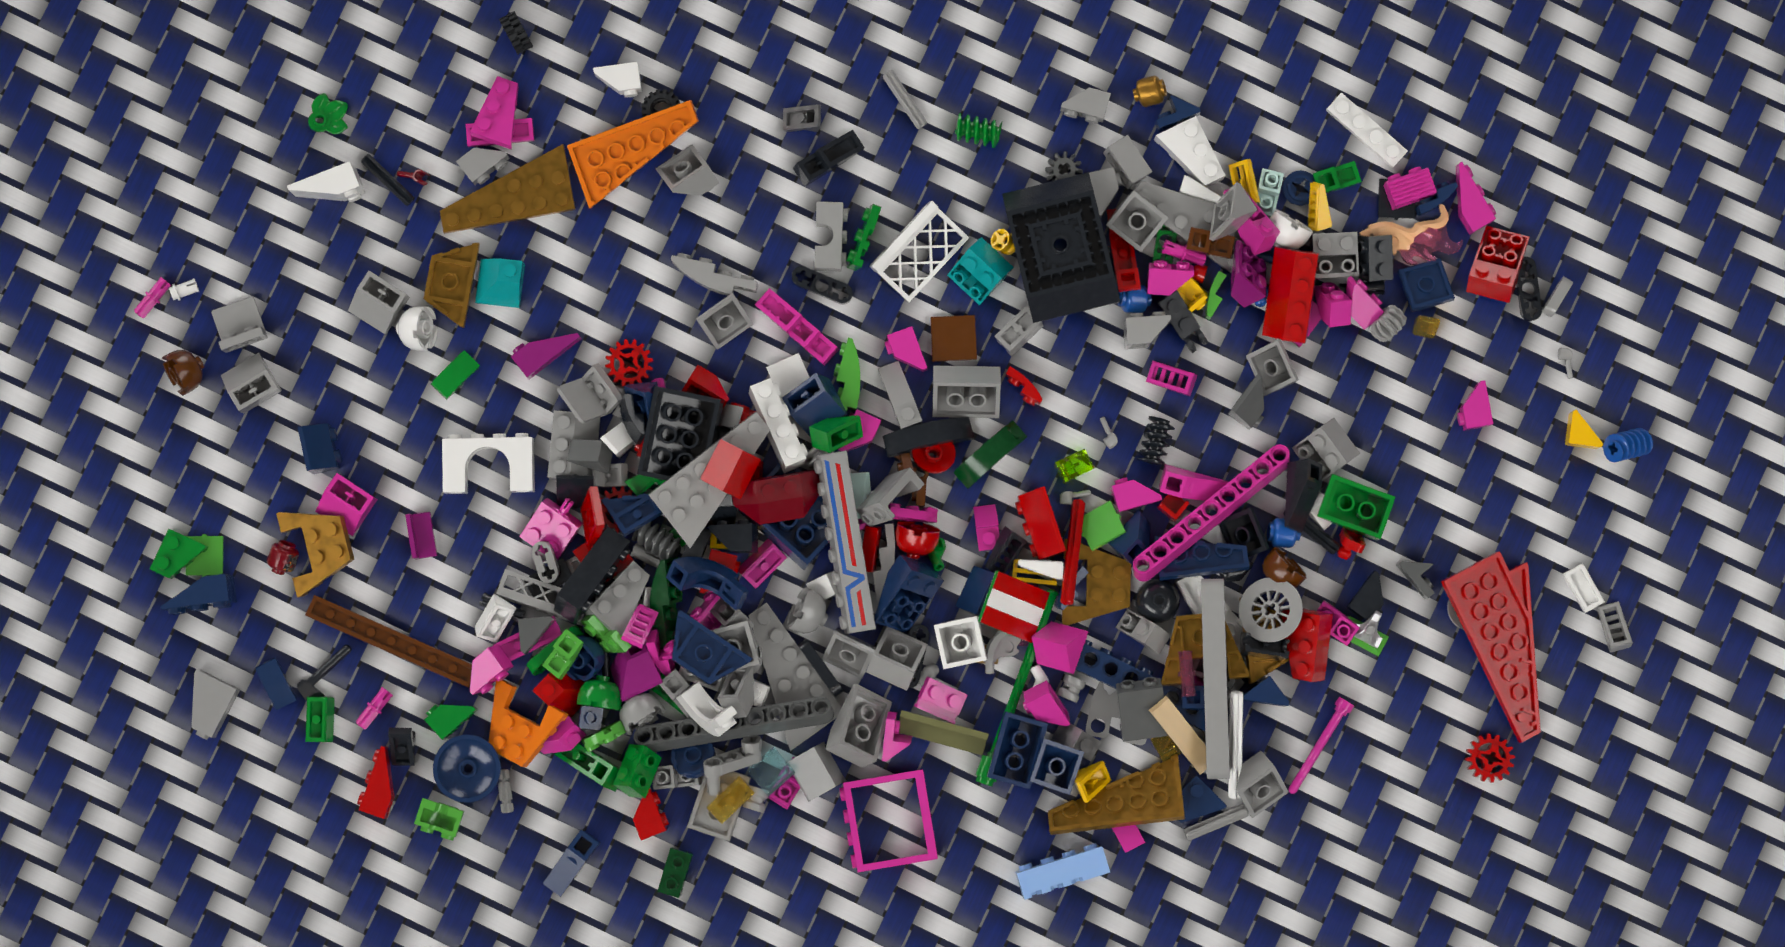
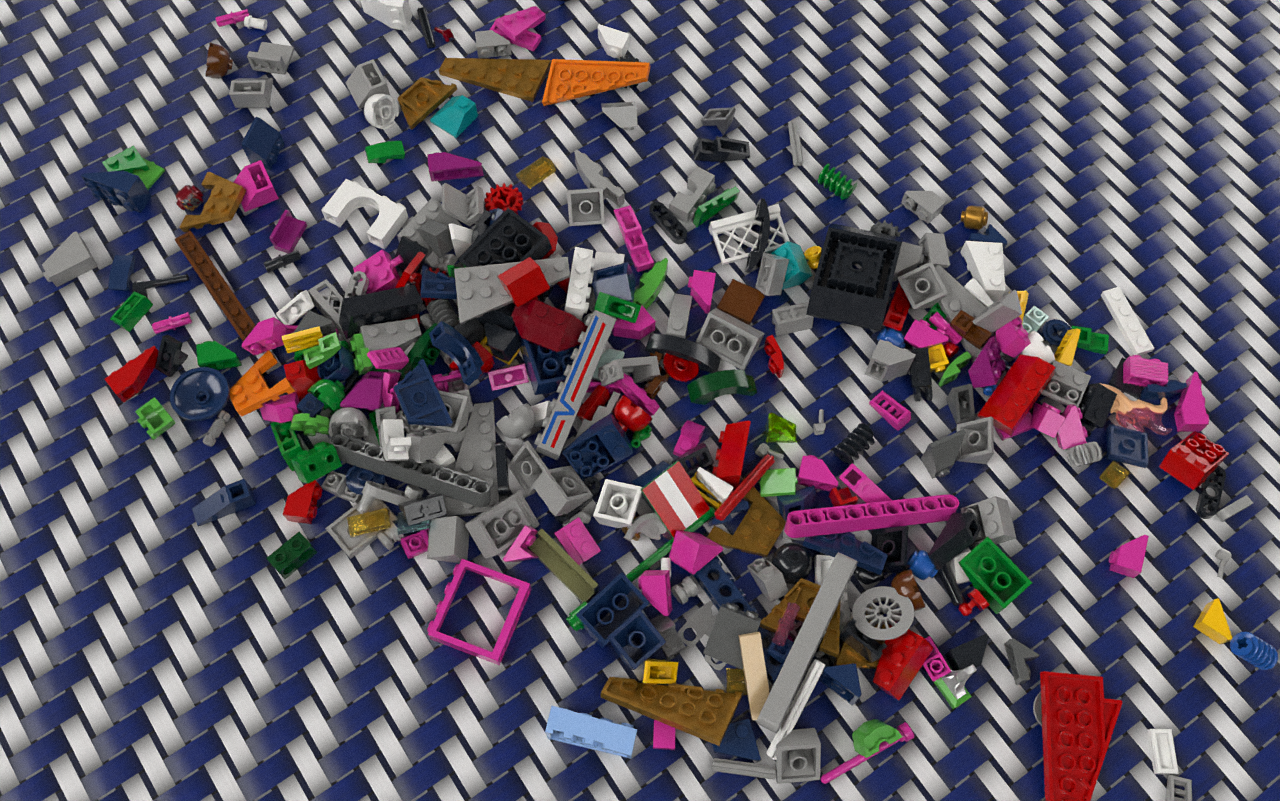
camera: 30 degrees right, 20 degrees down
(437, 571) = (281, 261): none -> black axle
(534, 653) = (302, 339): none -> yellow tile
(638, 302) = (536, 172): none -> clear yellow slope
(774, 757) = (423, 509): none -> hinge
(942, 280) = (762, 215): none -> black slope
(971, 295) = (771, 274): none -> light grey slope
(1242, 333) = (961, 403): none -> dark grey slope
(1315, 727) = (871, 734): none -> bright green cylinder

